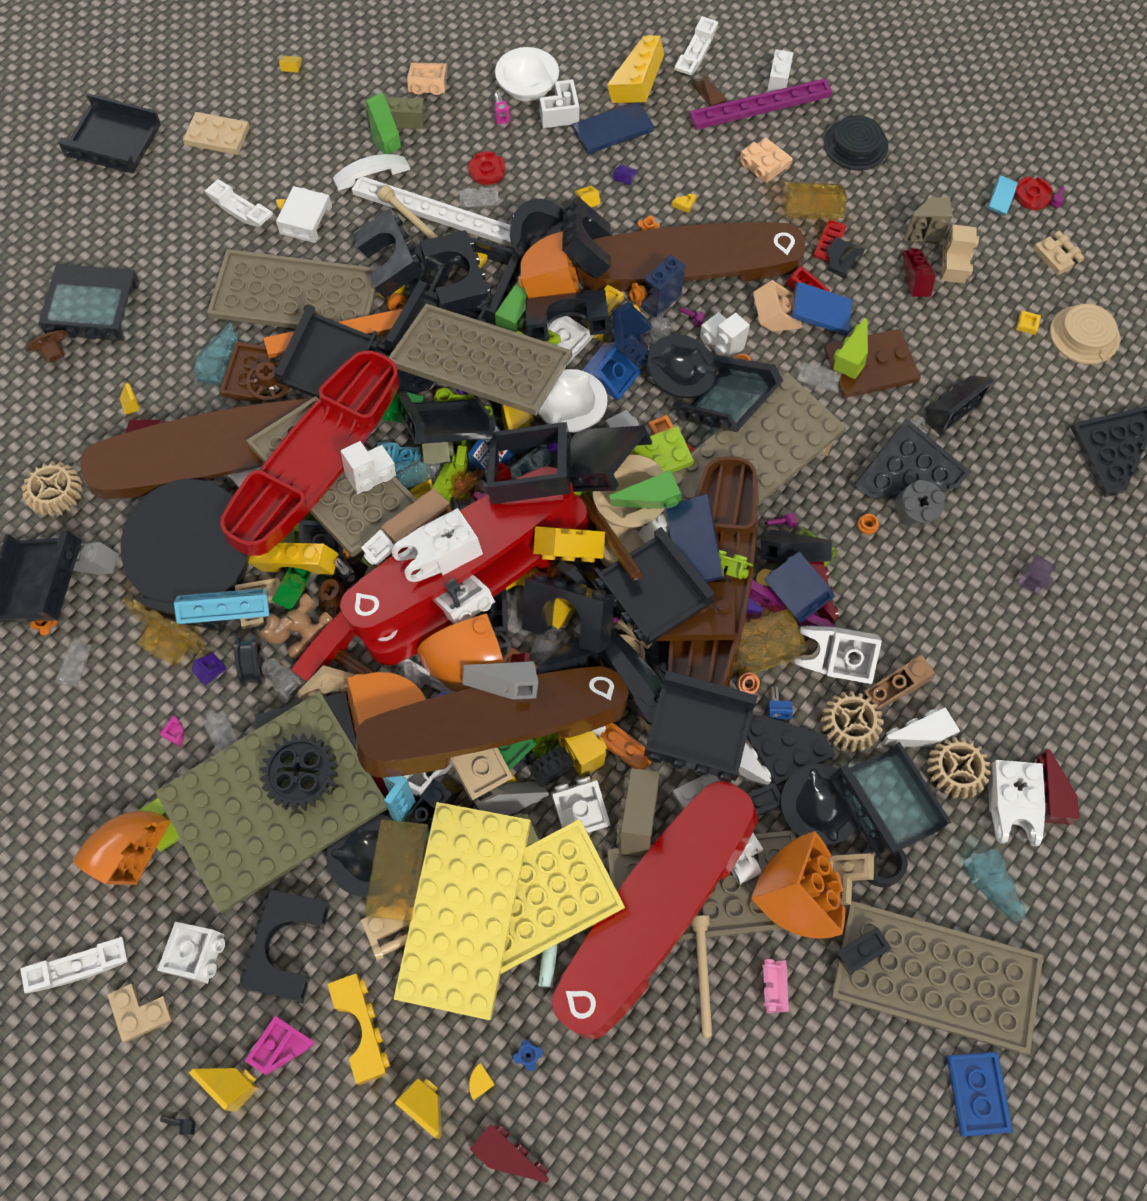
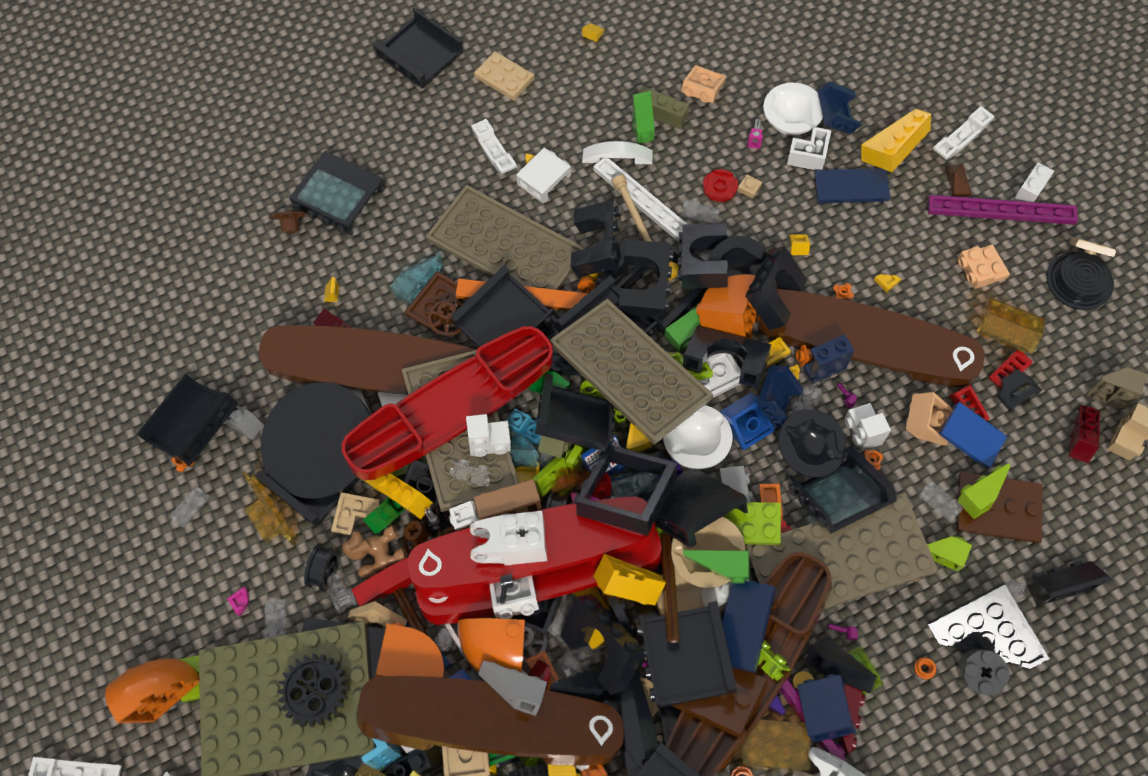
camera: 30 degrees right, 0 degrees up
(50, 484) = (226, 347): tan gear -> none
(208, 668) = (290, 555): dark purple slope -> none
(221, 606) = (320, 508): medium azure fence -> none
(375, 505) = (463, 469): none -> clear hinge
(505, 247) = (700, 273): none -> black arch
(516, 159) = (749, 186): none -> tan plate
(563, 54) = (836, 108): none -> dark blue panel
(625, 174) = (843, 234): dark purple slope -> none
(850, 414) = (950, 552): none -> lime slope
(855, 108) = (1091, 247): none -> plate

